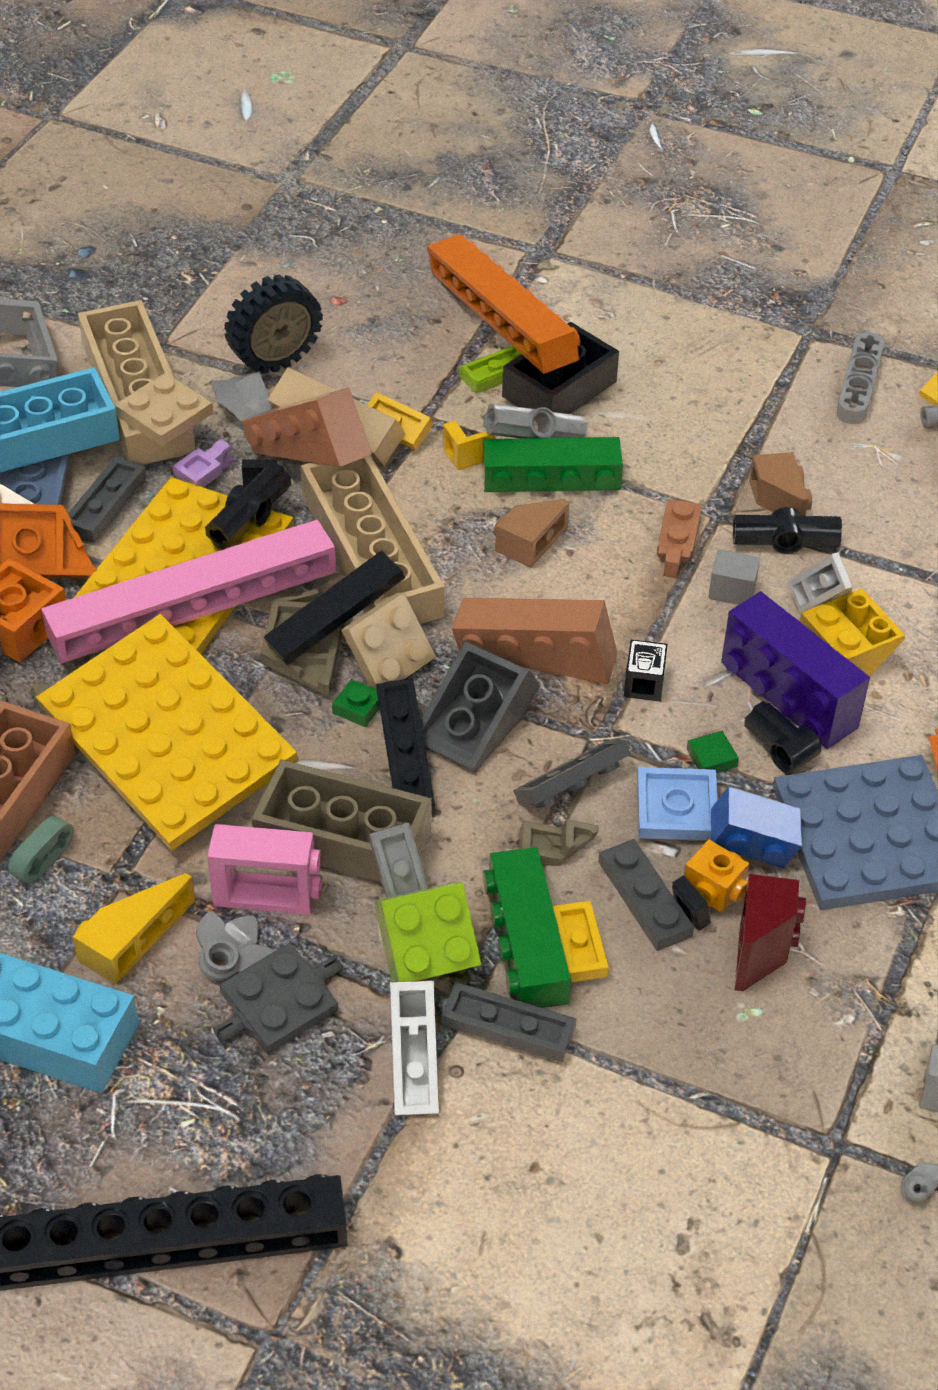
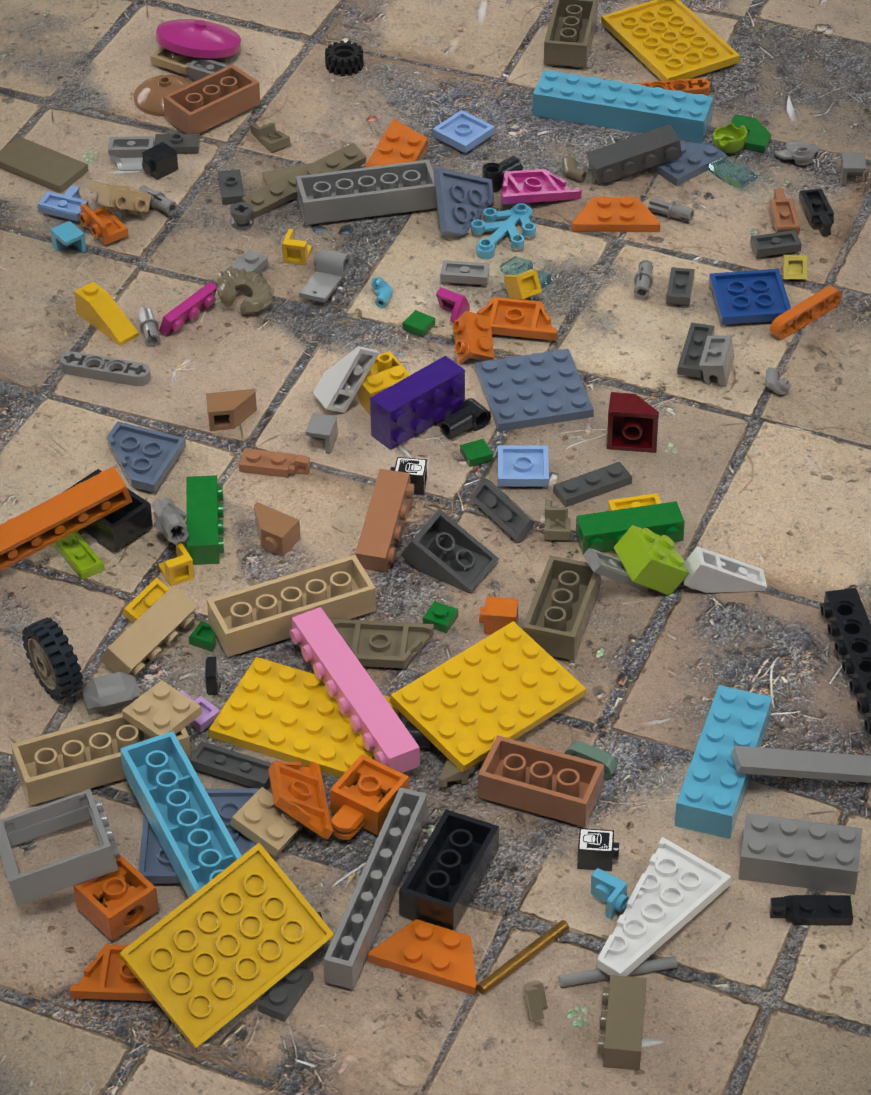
camera: 90 degrees left, 5 degrees down
(128, 928) = (653, 708): yellow slope -> none
(231, 942) = (660, 662): light grey plate -> none
(248, 506) = (261, 667): black piece -> none
(263, 849) = (608, 638): bright pink window -> none
(278, 998) = (693, 639): dark grey plate -> none
(311, 430) = (189, 629): nougat wedge -> none
(334, 607) = (376, 609): black tile -> none
(343, 753) = (498, 613): none -> orange brick
(388, 641) = (400, 588): tan plate -> none
(404, 738) = (480, 586): black tile -> none
(508, 1021) = (700, 531): dark grey plate -> none
(682, 414) = (144, 454): none -> sand blue plate
(691, 903) = (604, 457): black tile -> none
(717, 875) = (585, 446): light orange brick -> none
(756, 827) = (549, 427): brick -> none
(787, 530) = (273, 408): black piece -> none

